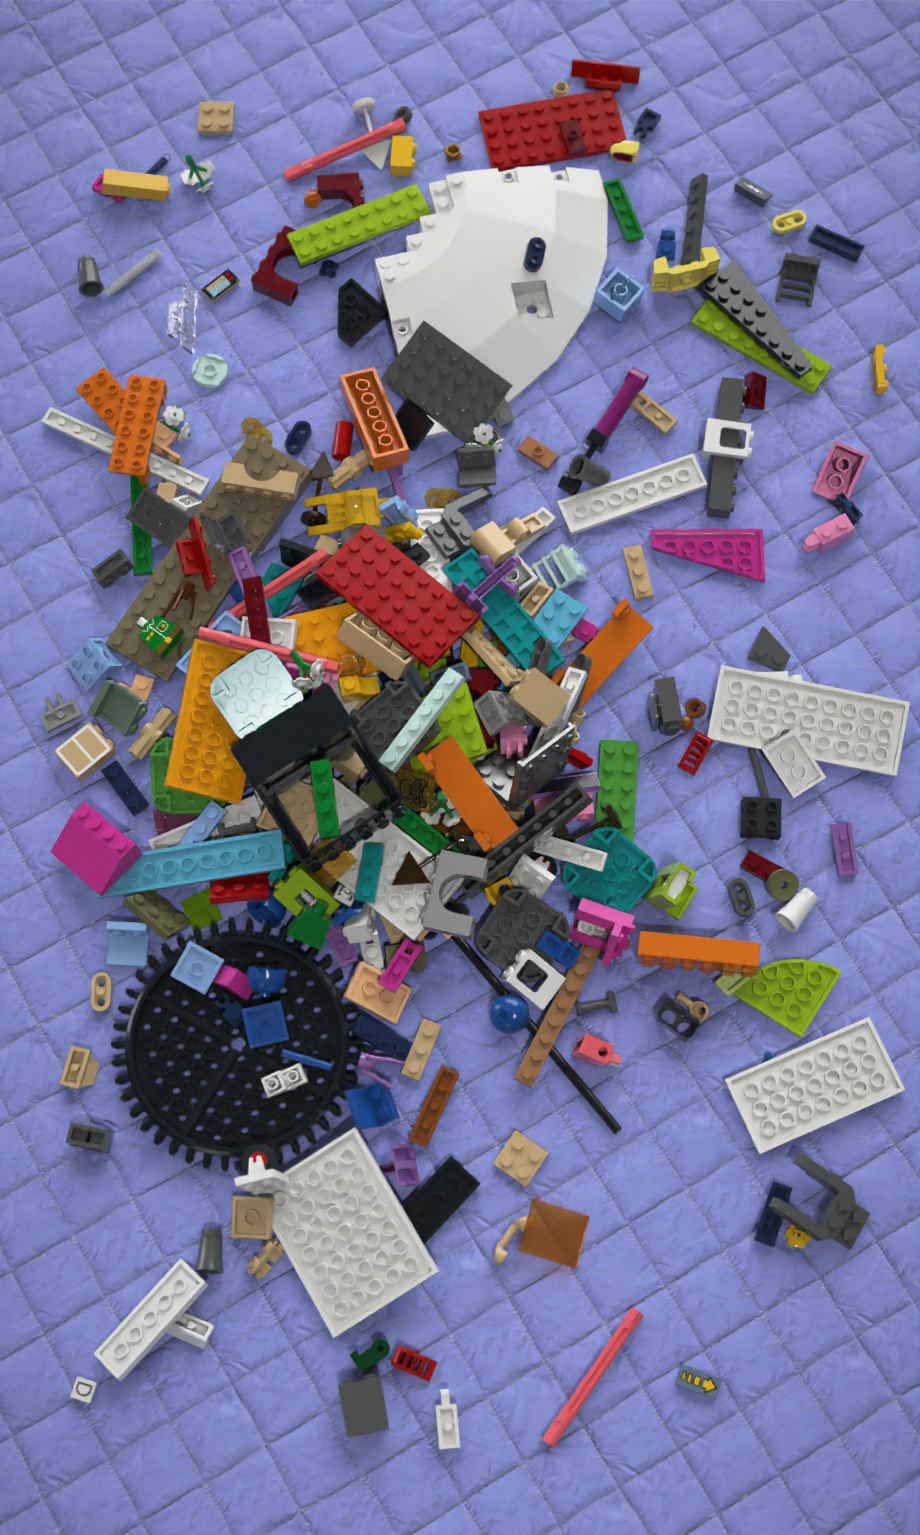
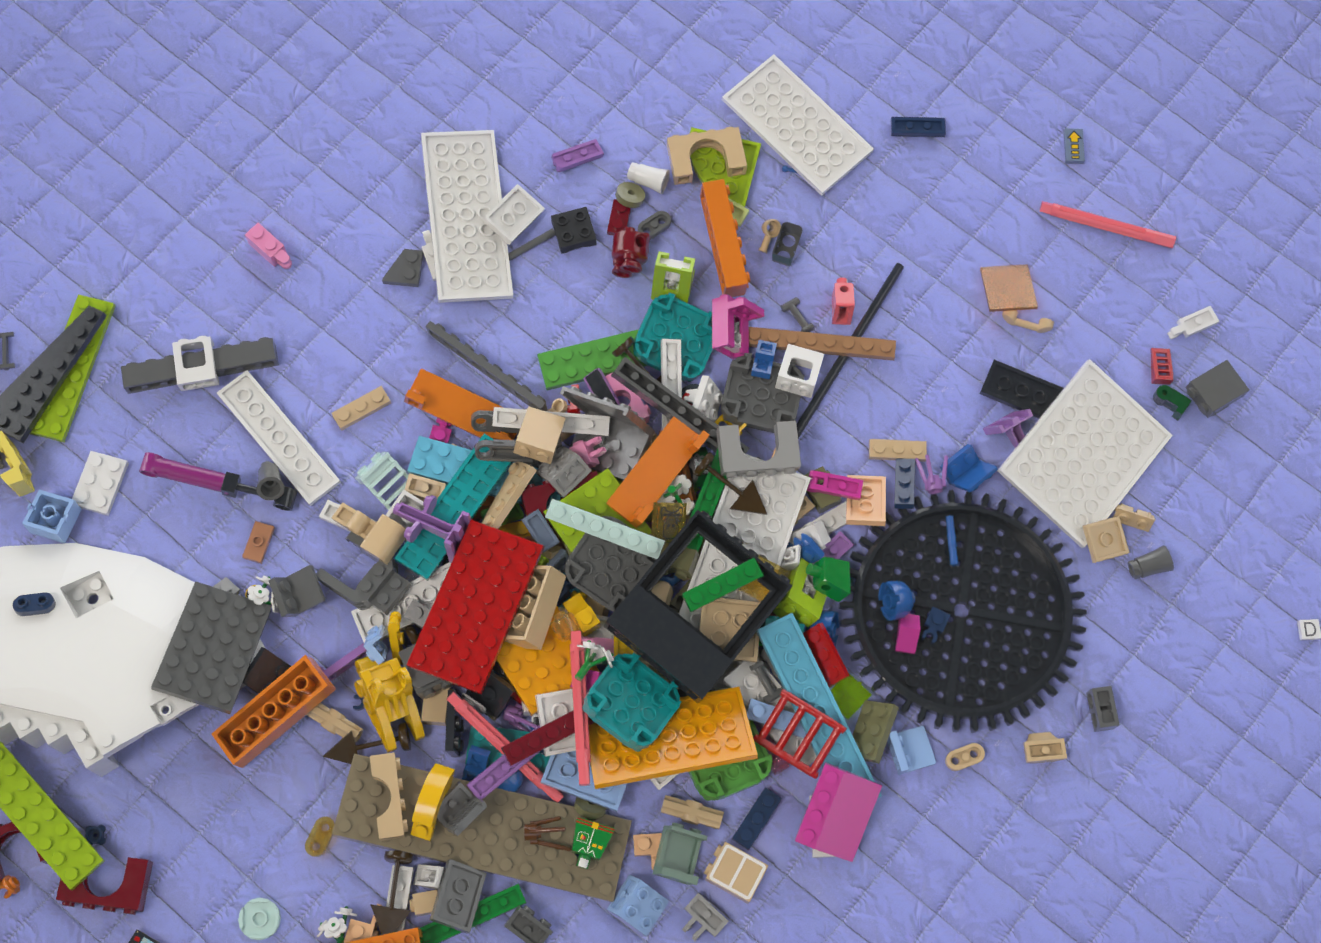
camera: 115 degrees left, 0 degrees up
(150, 1319) = (1229, 592): white plate -> none
(156, 830) = (820, 717): none -> red bar
(165, 461) = (389, 917): none -> dark brown piece
(192, 1330) = (1218, 559): white slope -> none
(194, 556) = (491, 836): red bracket -> none
(197, 967) = (909, 670): light blue tile -> none
(244, 512) = (429, 801): none -> yellow arch
(260, 1170) = (1070, 538): white plate -> none
(265, 567) = (476, 762): none -> blue slope
(265, 1024) = (936, 588): blue plate -> none
(284, 1080) = (978, 553): white slope -> none
(297, 438) = (314, 790): dark blue plate -> none
(342, 440) = (304, 741): red pin -> none
(357, 312) = (143, 783): black plate -> none
(369, 872) = (766, 537): teal plate -> none
(434, 1106) = (943, 421): dark orange plate -> none
(442, 495) = (338, 618): clear yellow plate -> none
(509, 1014) = (837, 382): blue cylinder -> none
(520, 1158) = (956, 336): tan plate -> none
(631, 691) = (481, 363): none -> dark grey plate
(640, 342) = (100, 482): none -> white plate
(653, 413) = (182, 440): tan plate -> none
(664, 707) = (497, 336): dark grey brick -> none
(692, 705) = (501, 319): dark orange plate -> none
(703, 740) = (521, 307): red slope -> none
(713, 854) = (629, 252): none -> dark red piece
(724, 549) = (312, 335): dark pink wing -> none
(755, 391) = (121, 357): dark red slope -> none
(794, 1240) = (925, 106): yellow plant -> none
(816, 948) = (726, 141): none -> tan arch
(840, 471) = (197, 254): bright pink slope -> none
(841, 1216) = (901, 76): dark grey plate -> none
(848, 508) = (235, 236): dark blue plate -> none
(879, 370) = (73, 250): yellow plate -> none

